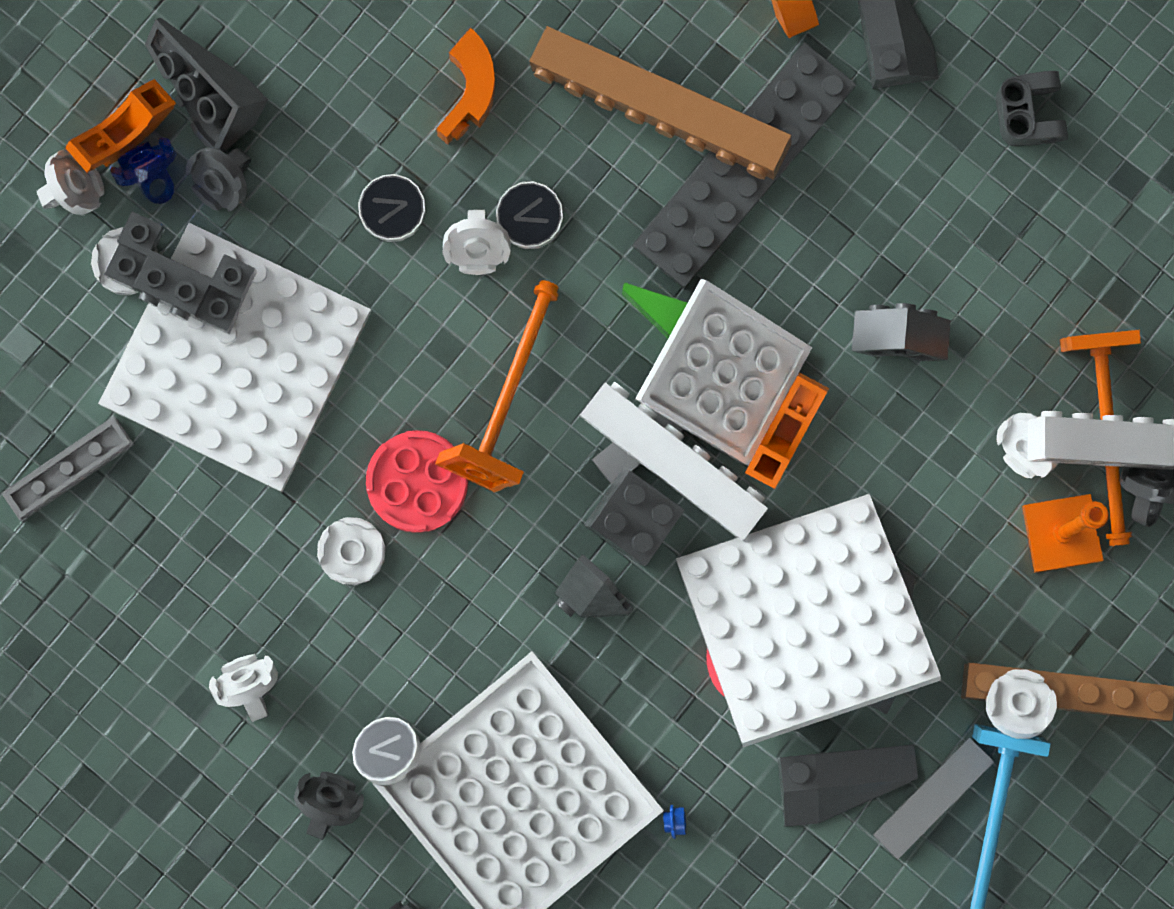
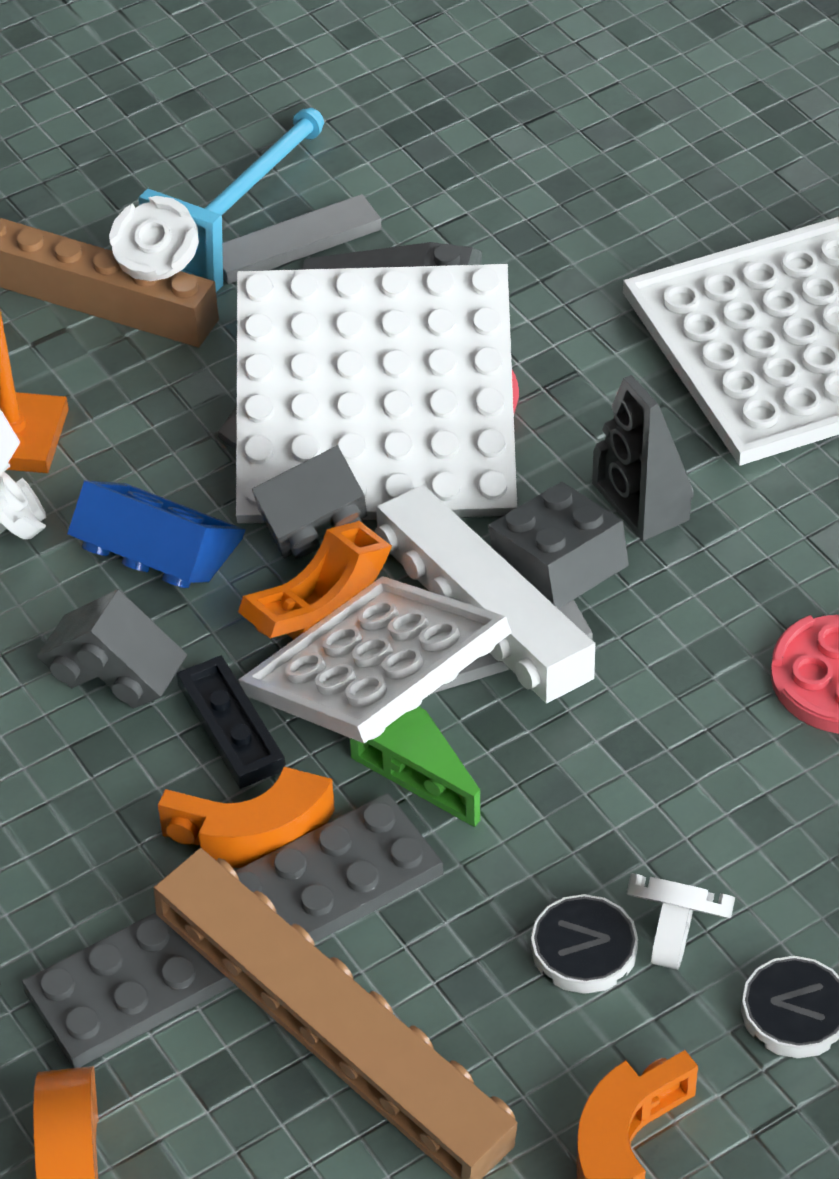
camera: 160 degrees left, 35 degrees down
(480, 465) = (752, 627): orange tile -> none
(675, 821) = (612, 275): blue plate -> none
(757, 229) = (250, 828): none -> orange arch
(805, 314) = (231, 721): none -> black plate
(811, 487) = (308, 501): none -> dark grey brick
(918, 460) = (152, 532): none -> blue slope

